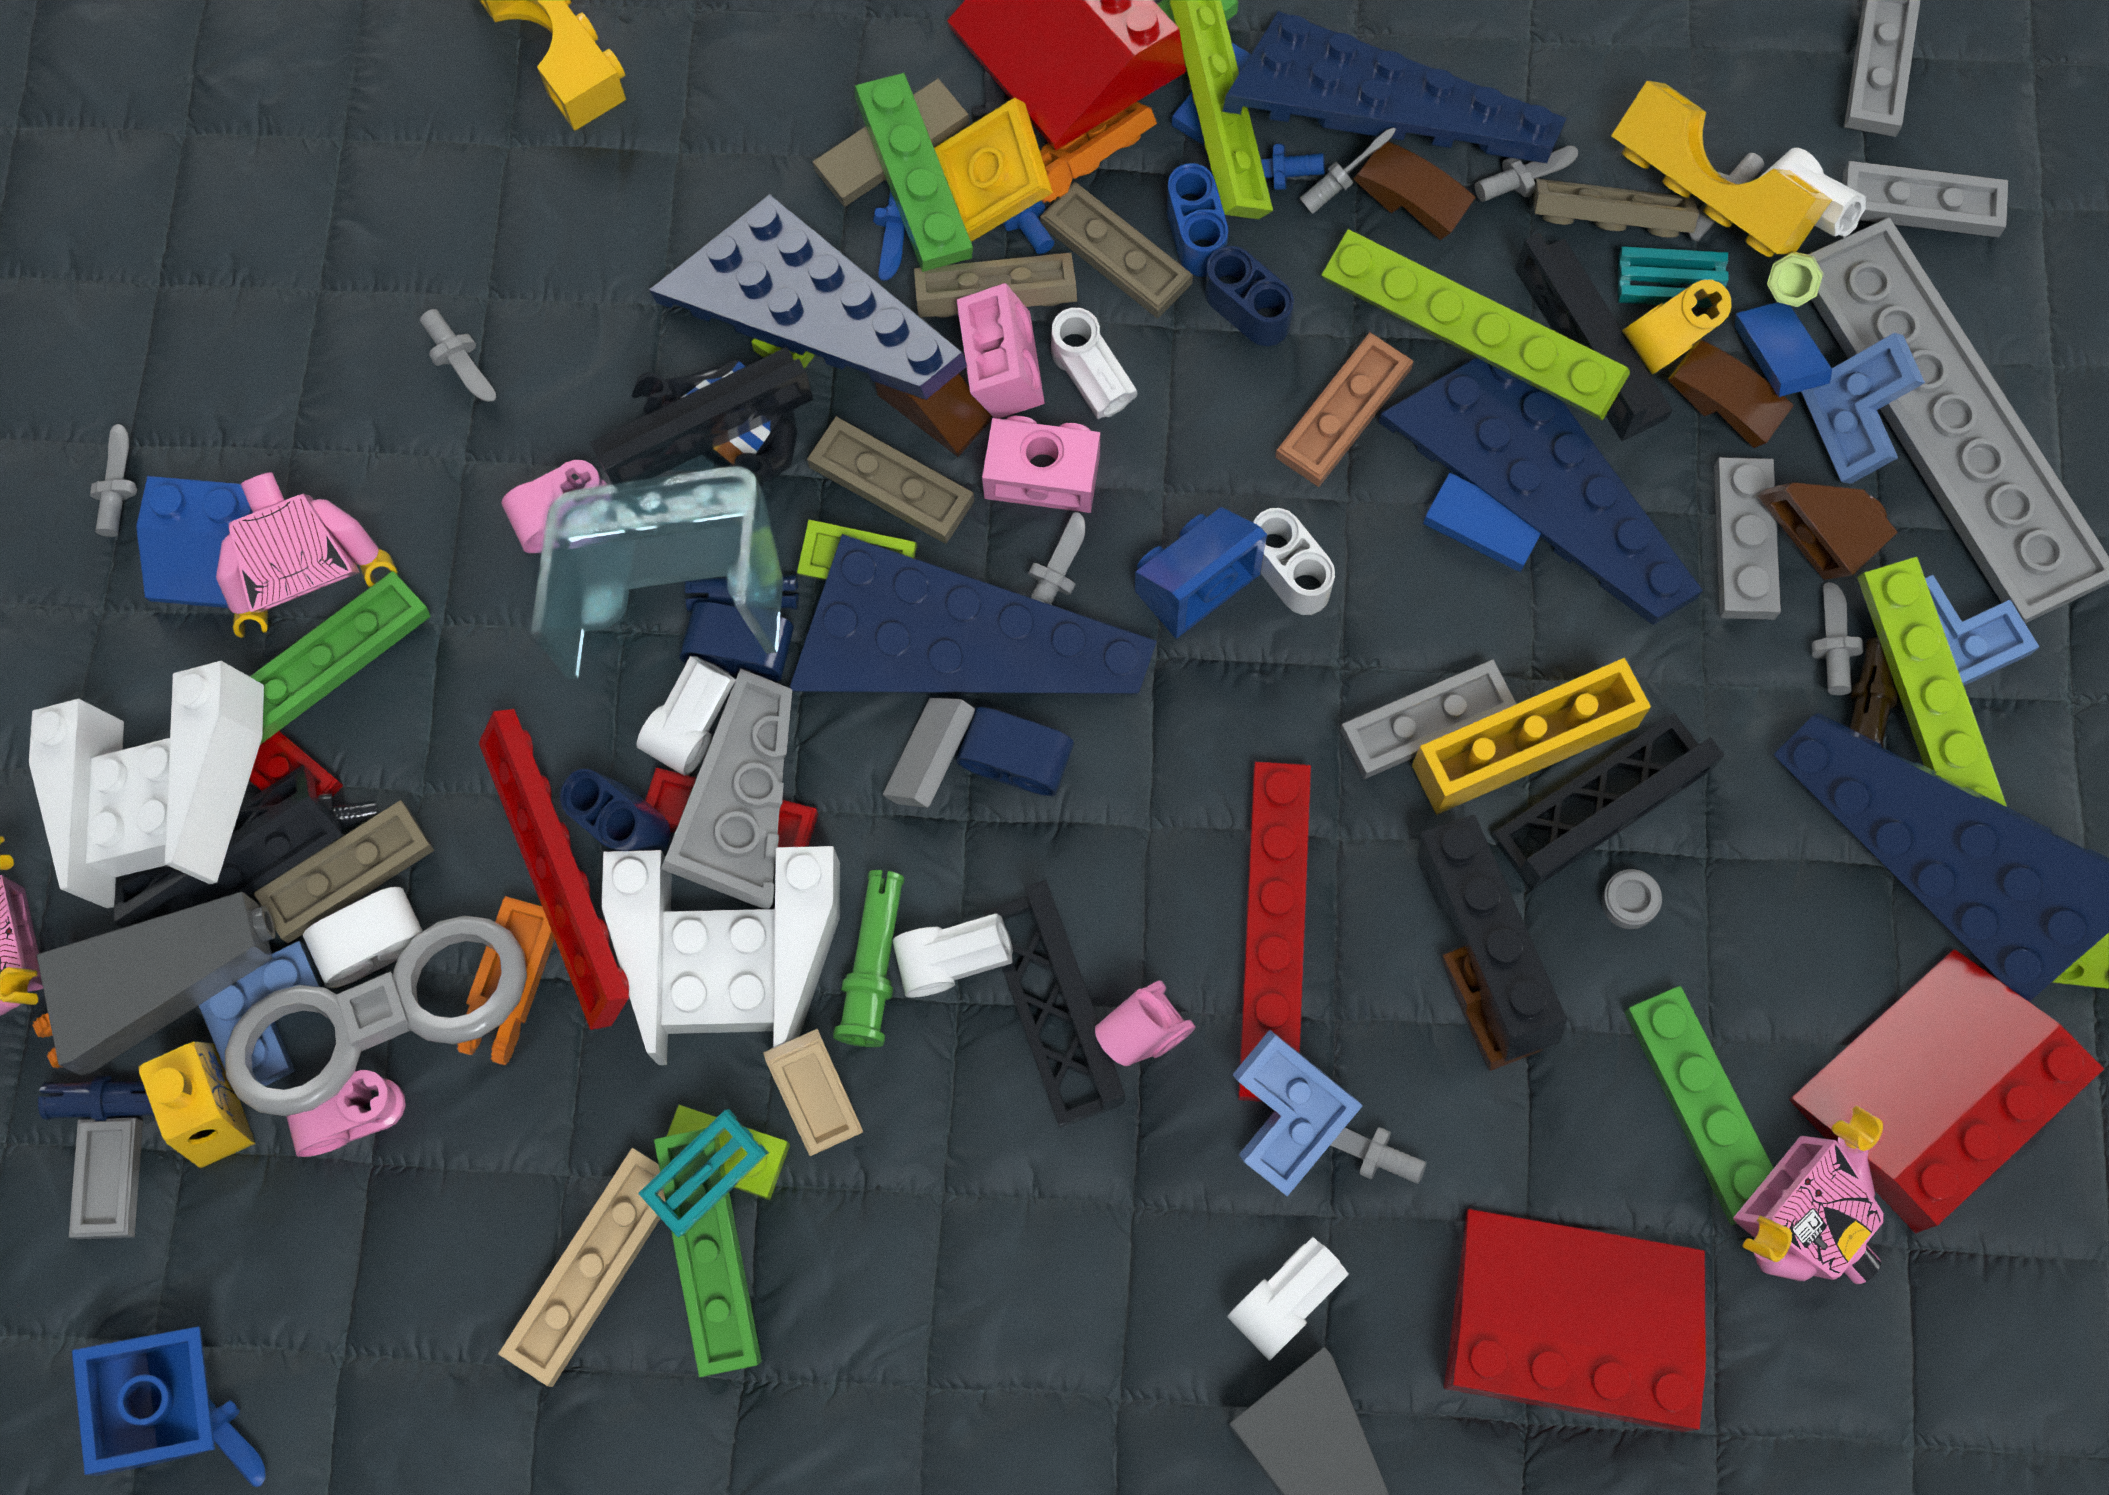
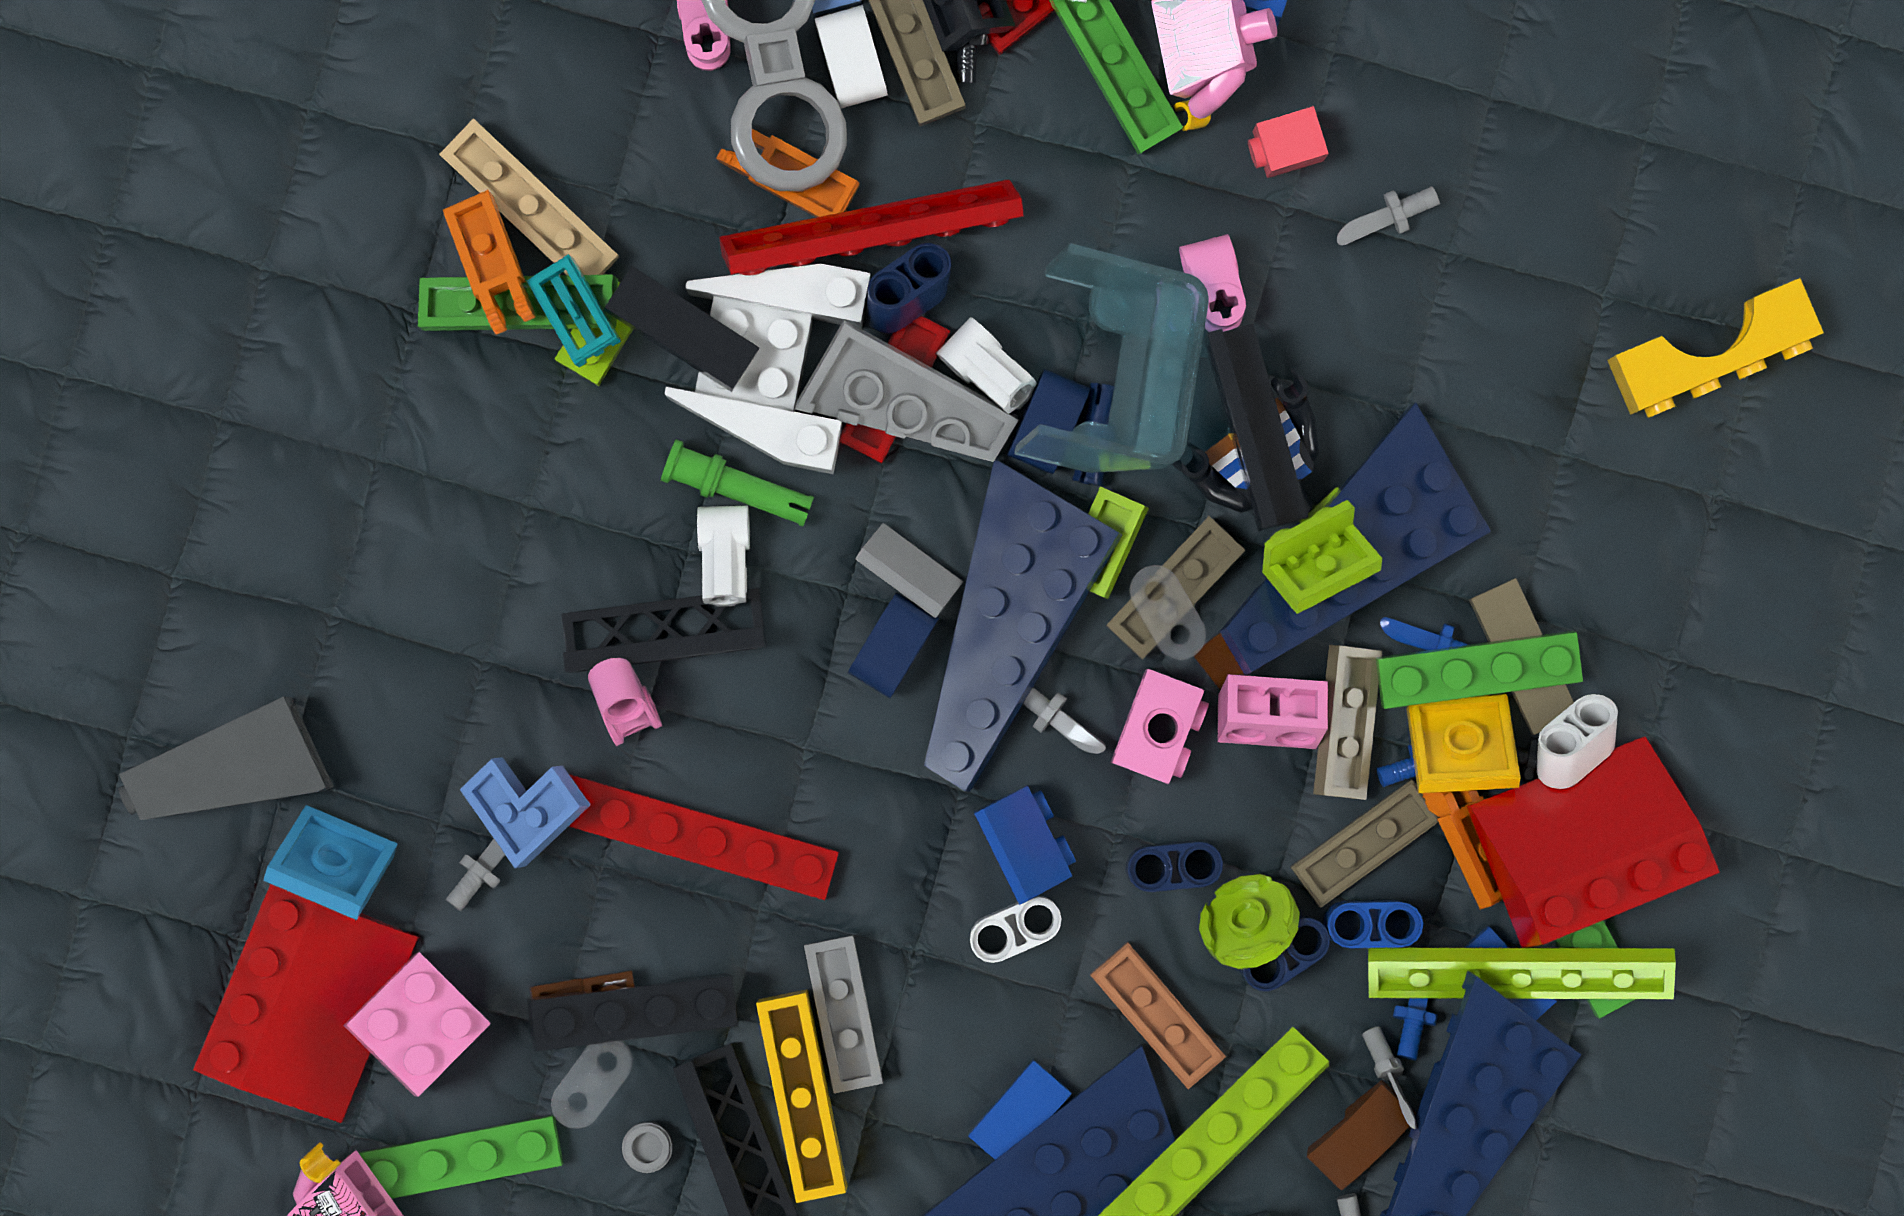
camera: 95 degrees right, 15 degrees up
(393, 463) = (1288, 142): none -> coral brick
(657, 1292) = (488, 257): none -> orange hinge
(702, 1044) = (681, 329): none -> black tile
(813, 1092) = (628, 413): tan tile -> none
(827, 315) = (1319, 557): none -> lime bracket
(913, 470) = (1167, 612): none -> clear plate
(965, 65) = (1576, 741): none -> white beam
(1091, 365) = (1241, 794): white piece -> none
(1185, 418) = (1173, 861): none -> dark blue beam
(1225, 329) = (1249, 921): none -> lime tile
(1279, 1306) = (370, 759): white piece -> none
(1410, 1321) = (330, 862): none -> dark azure plate
(1570, 1177) = (417, 1024): none -> bright pink brick
(1580, 966) = (593, 1082): none -> clear plate

